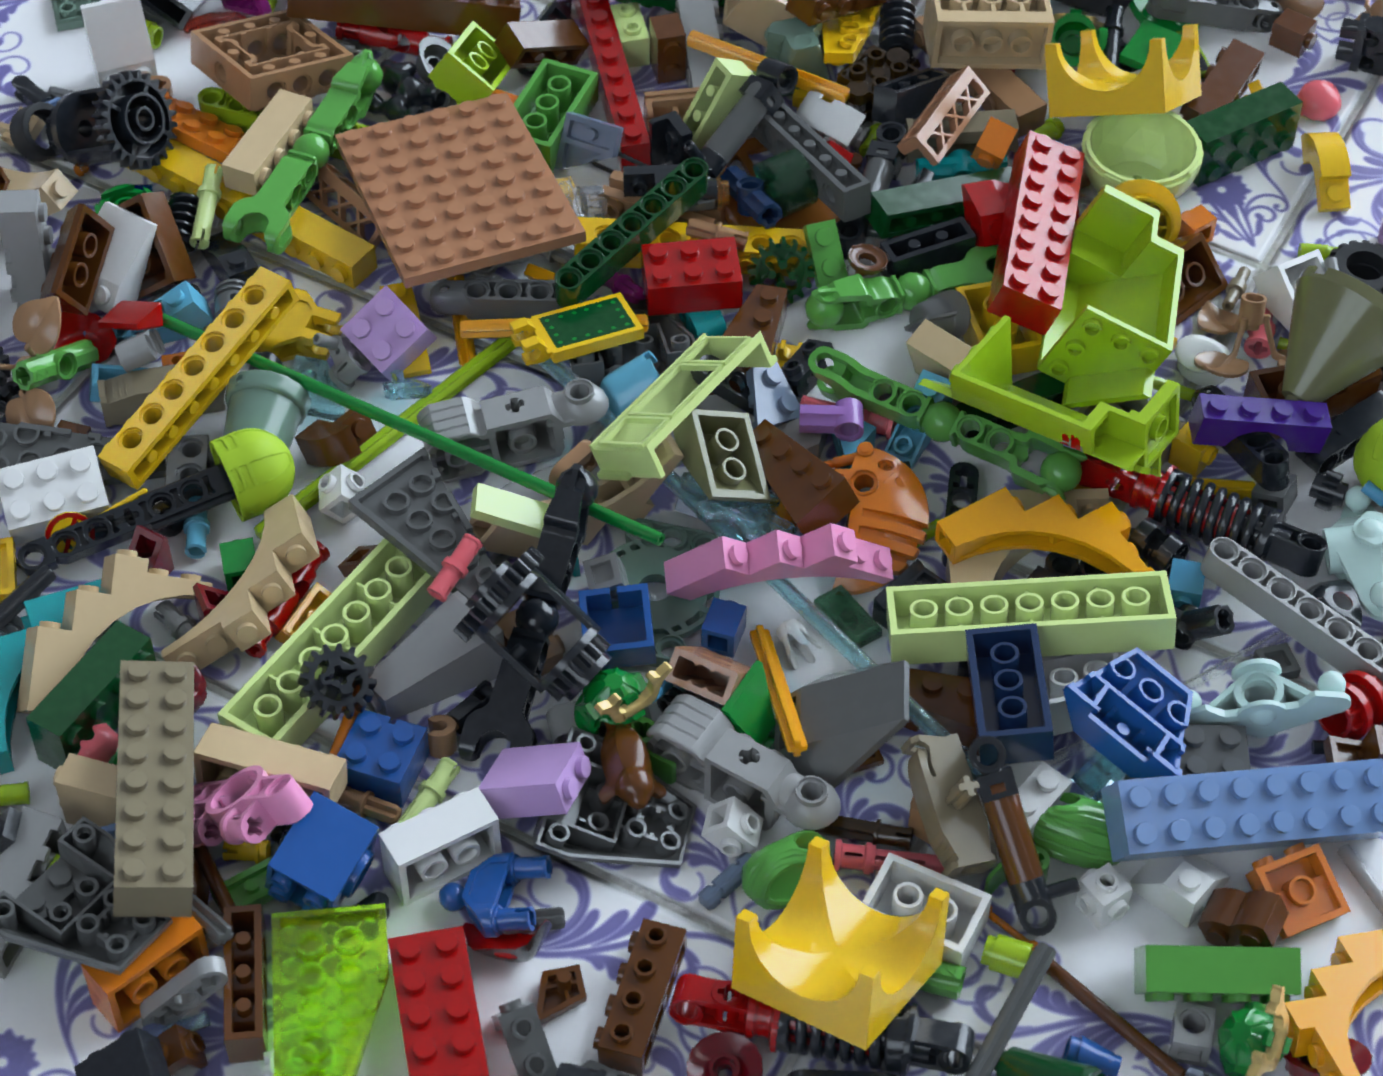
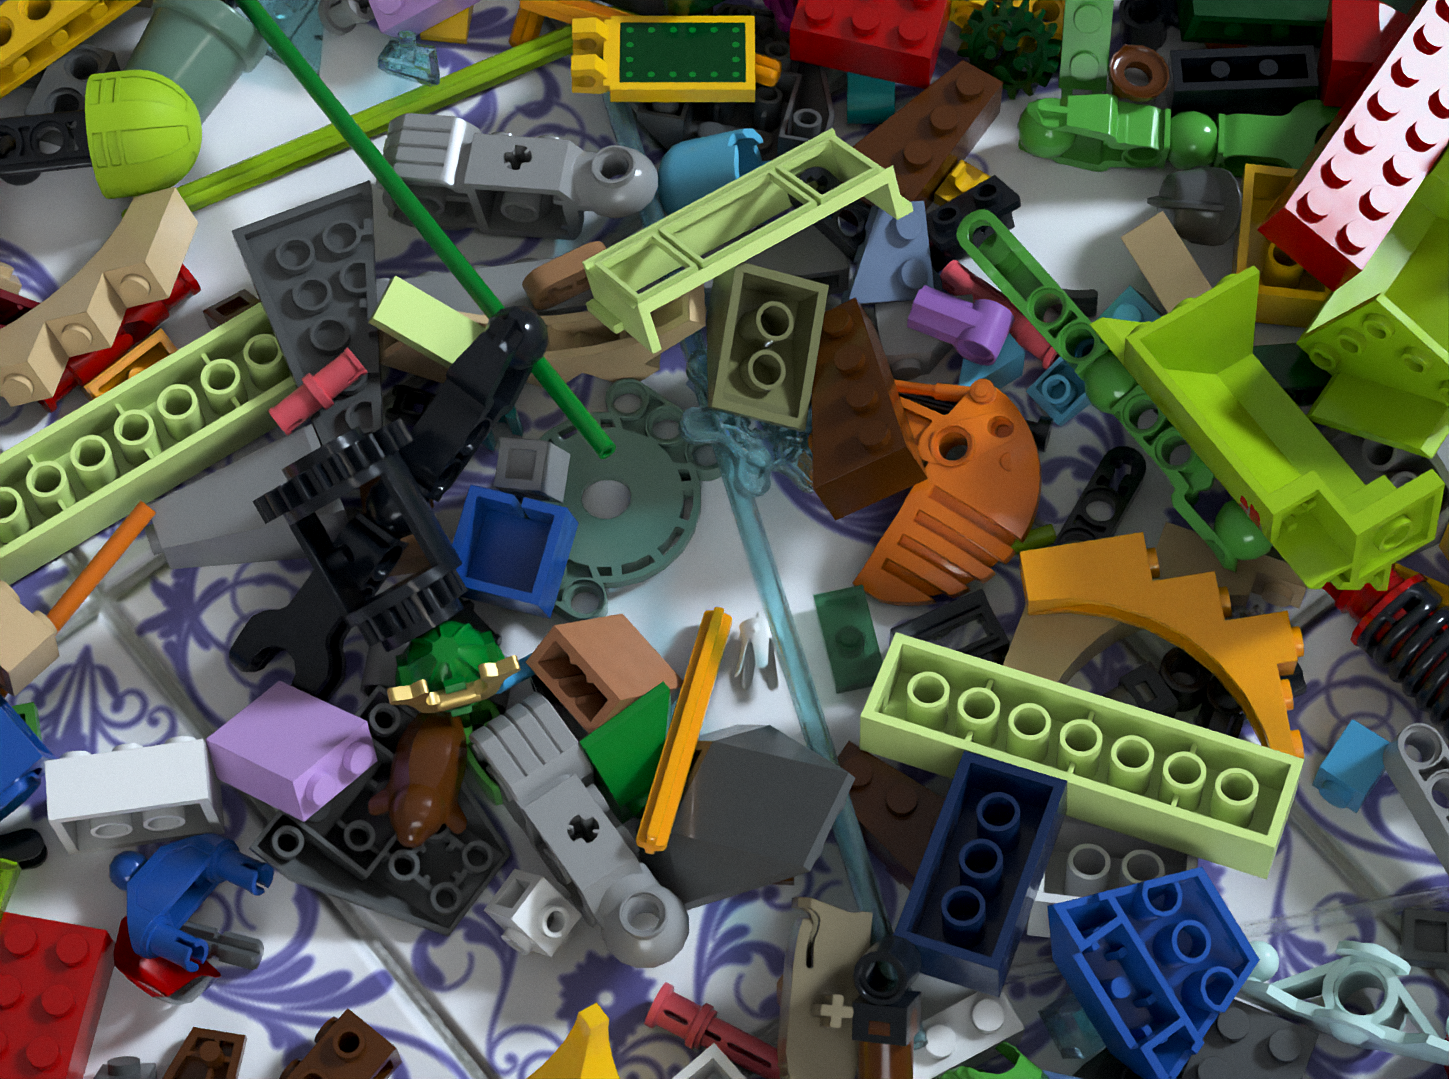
camera: 25 degrees right, 15 degrees up
(196, 532) = (43, 195): medium azure pin -> none
(235, 559) = (68, 255): green brick -> none
(331, 694) = (122, 506): black gear -> none
(335, 442) = (276, 119): reddish brown brick -> none
(336, 490) = (250, 196): white brick -> none
(368, 805) = (82, 691): medium nougat axle -> none
(384, 756) = (127, 629): blue piece -> none
(433, 789) = (162, 709): yellowish green pin -> none
(444, 728) = (231, 614): piece -> none
(723, 627) = (670, 592): blue brick -> none
(723, 884) = (498, 985): sand blue axle -> none
(775, 870) = (549, 998): bright green hair -> none
(776, 555) = (775, 535): bright pink arch -> none
(869, 831) = (724, 988): dark brown axle -> none
(1157, 546) = (1341, 683): black wheel -> none
(1201, 623) = (1327, 830): black piece -> none

